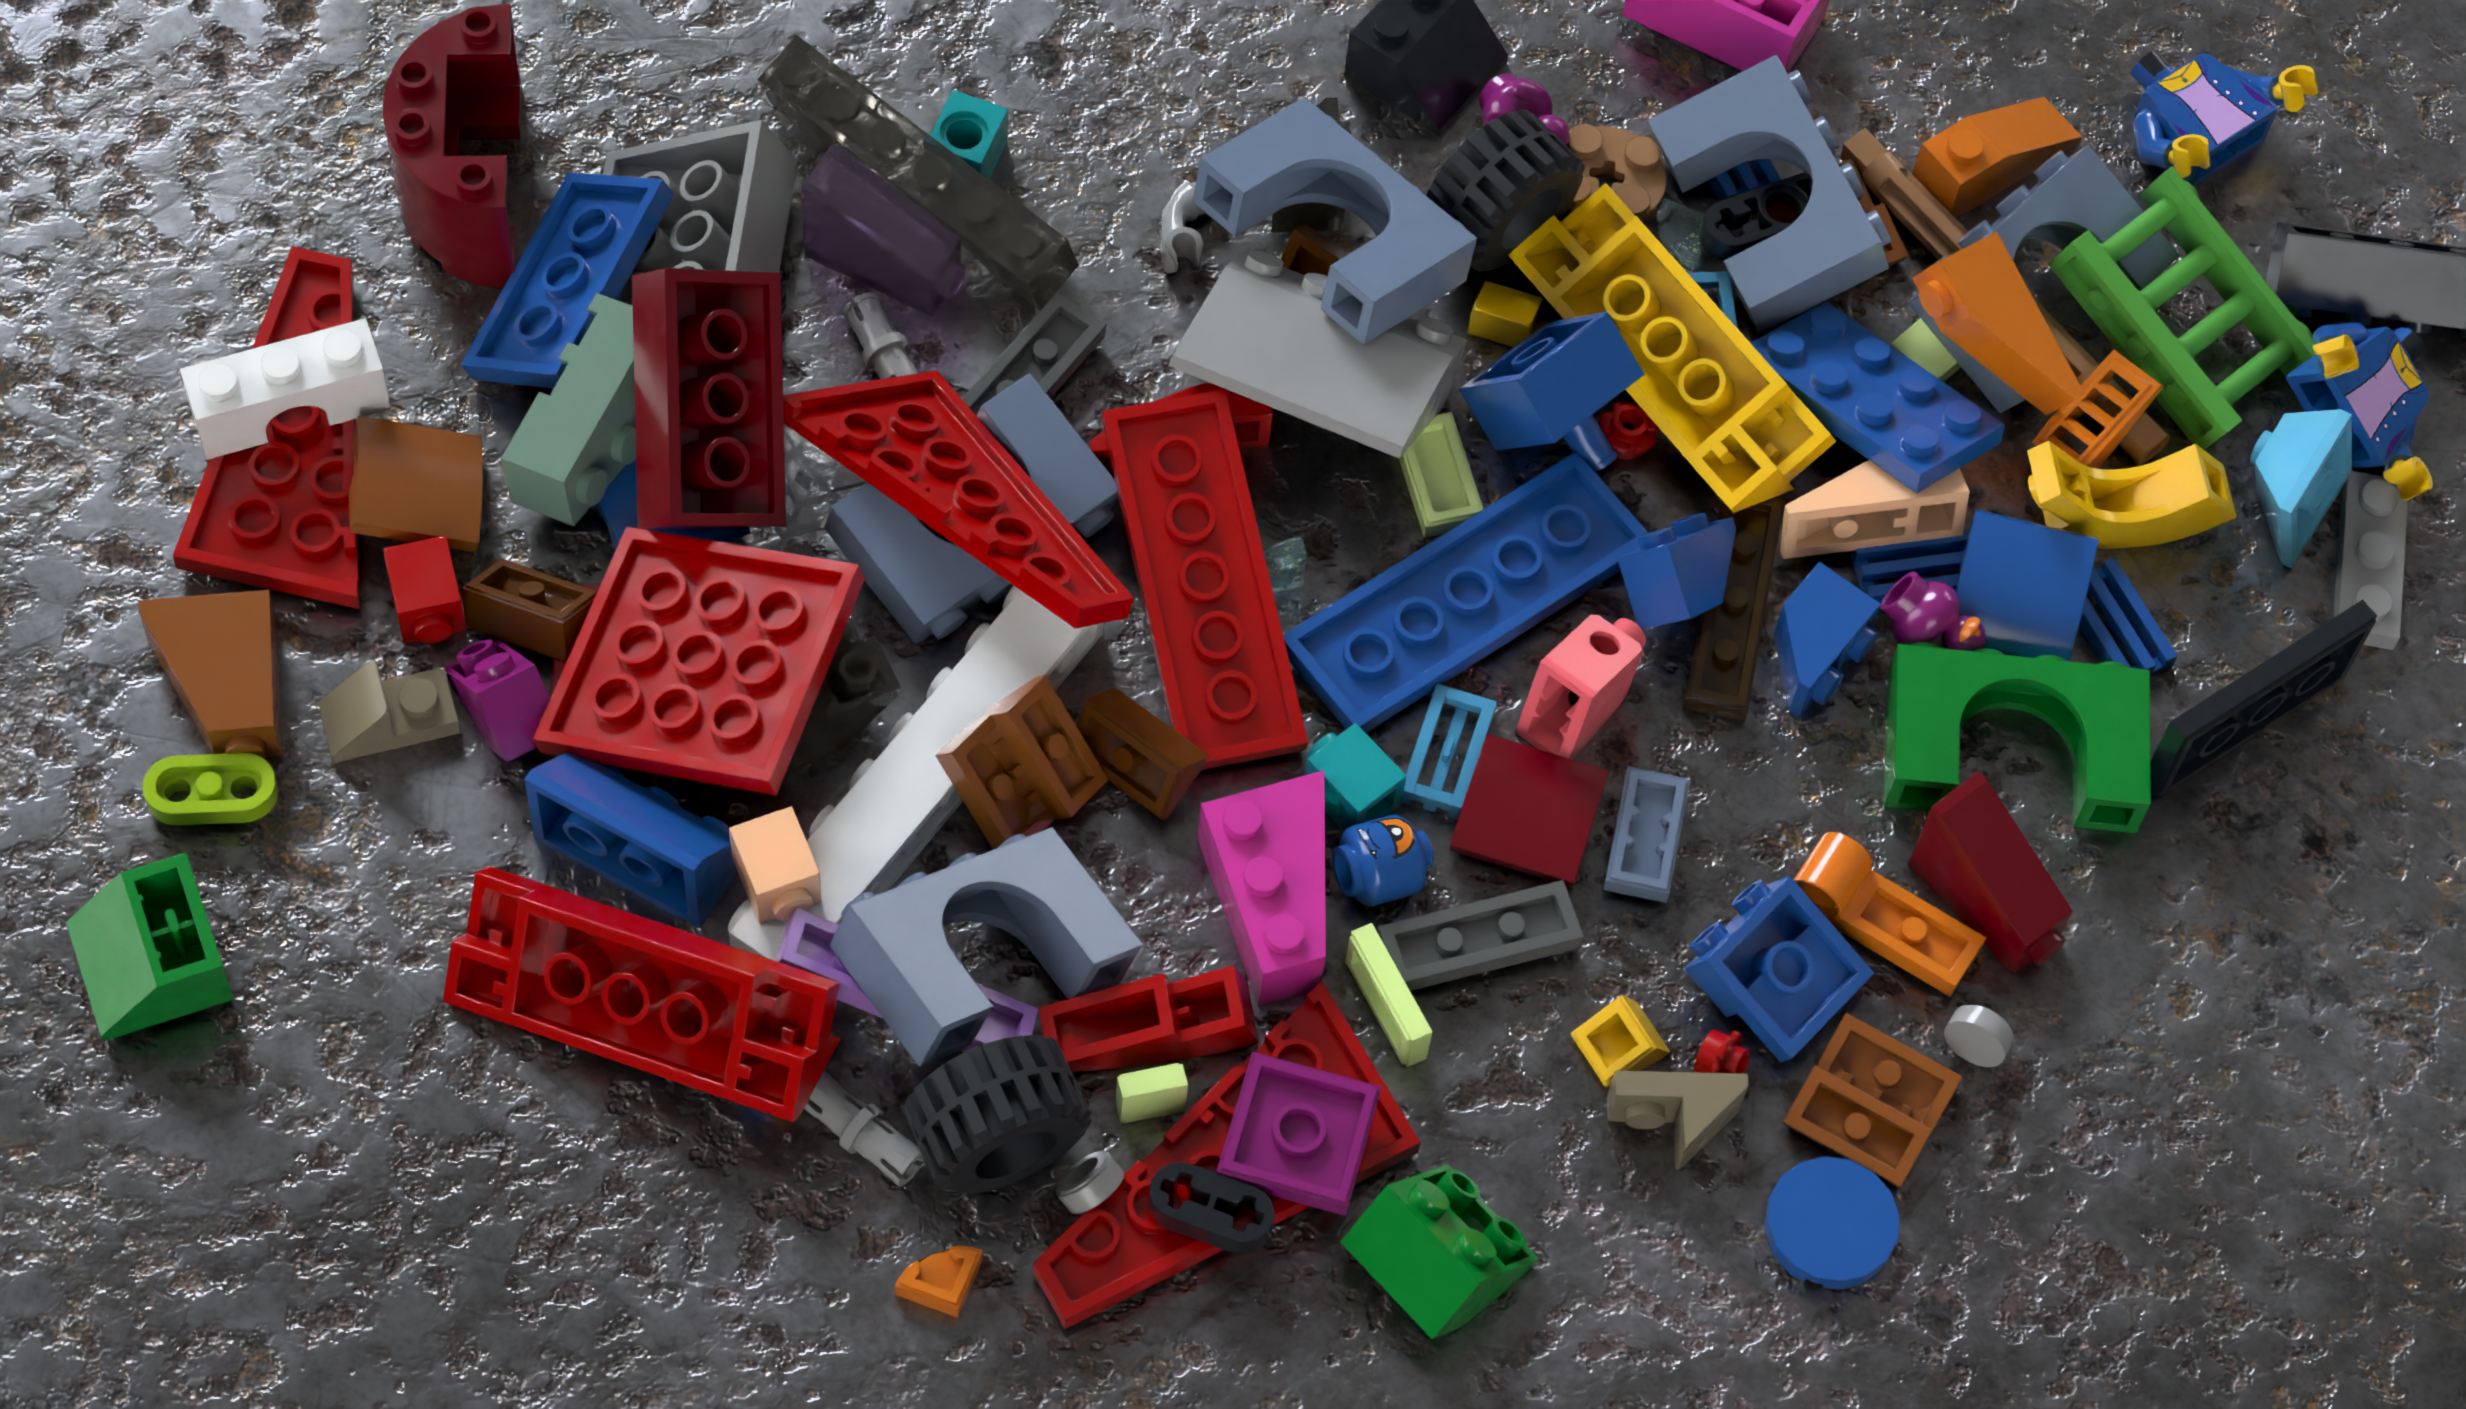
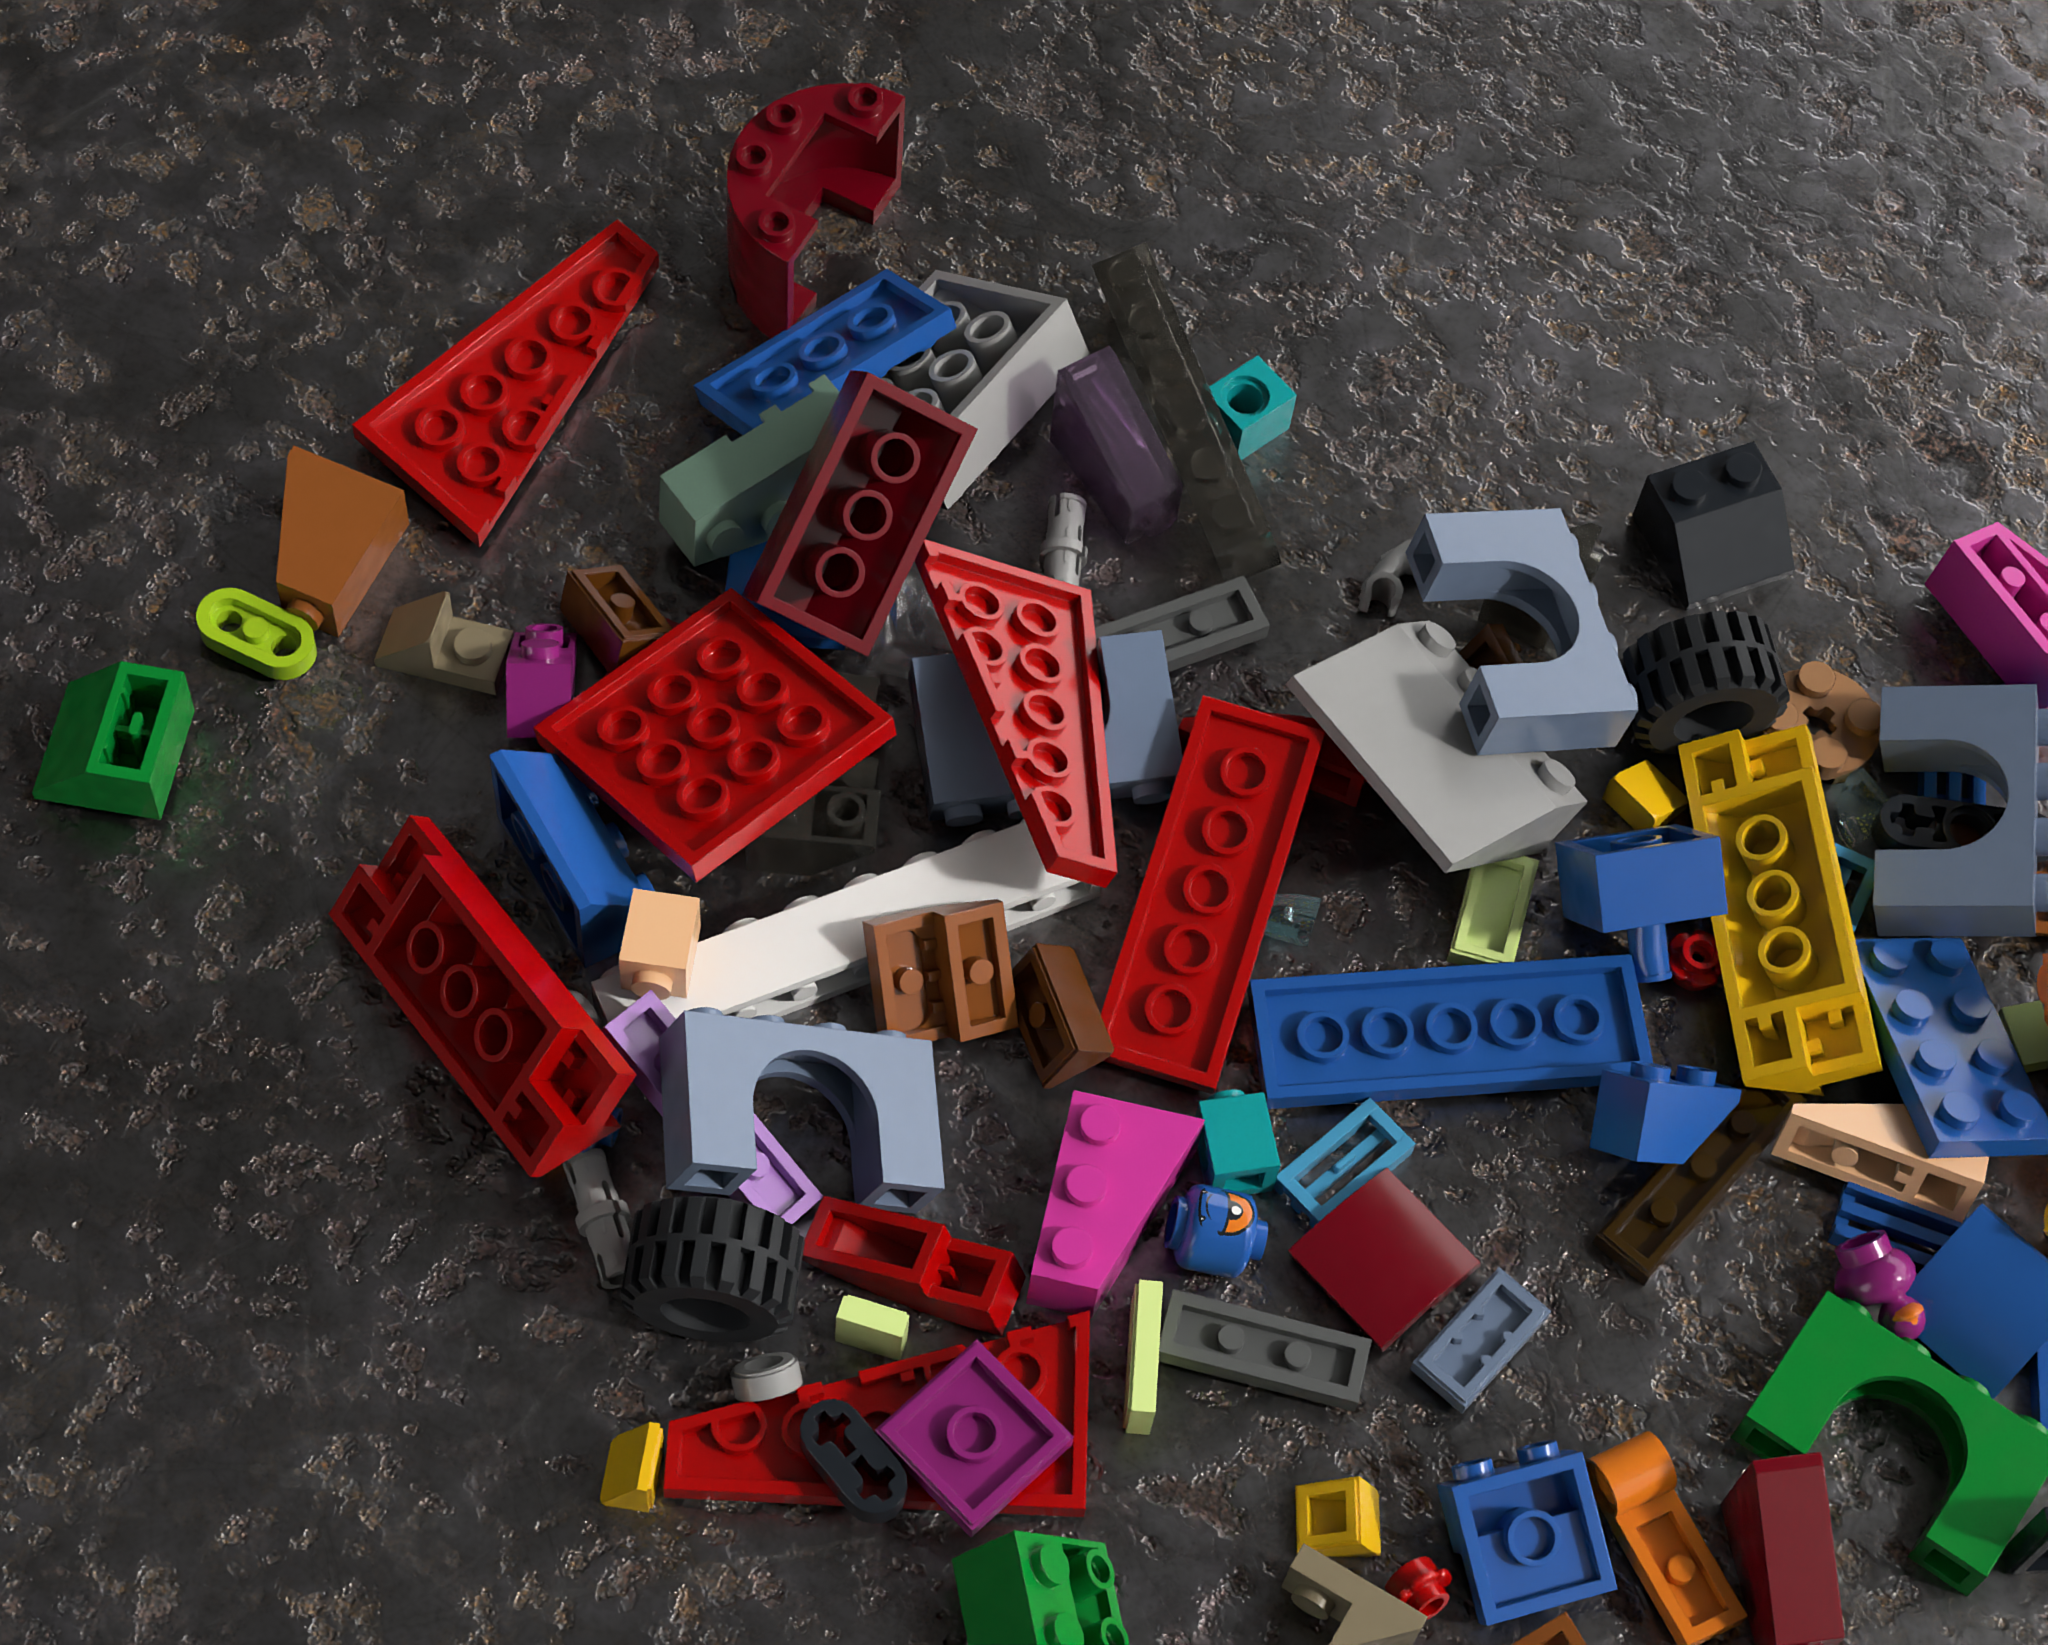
camera: 30 degrees right, 0 degrees up
(243, 391) = (568, 330): white arch -> none
(416, 483) = (587, 465): dark orange slope -> none
(425, 590) = (537, 557): red brick -> none
(941, 1279) = (587, 1391): orange tile -> none
(1025, 1318) = (633, 1468): none -> yellow slope
(1511, 93) = (1784, 618): magenta animal -> none
(1596, 665) = (1500, 1168): coral torso -> none
(1818, 633) = (1763, 1241): blue slope -> none

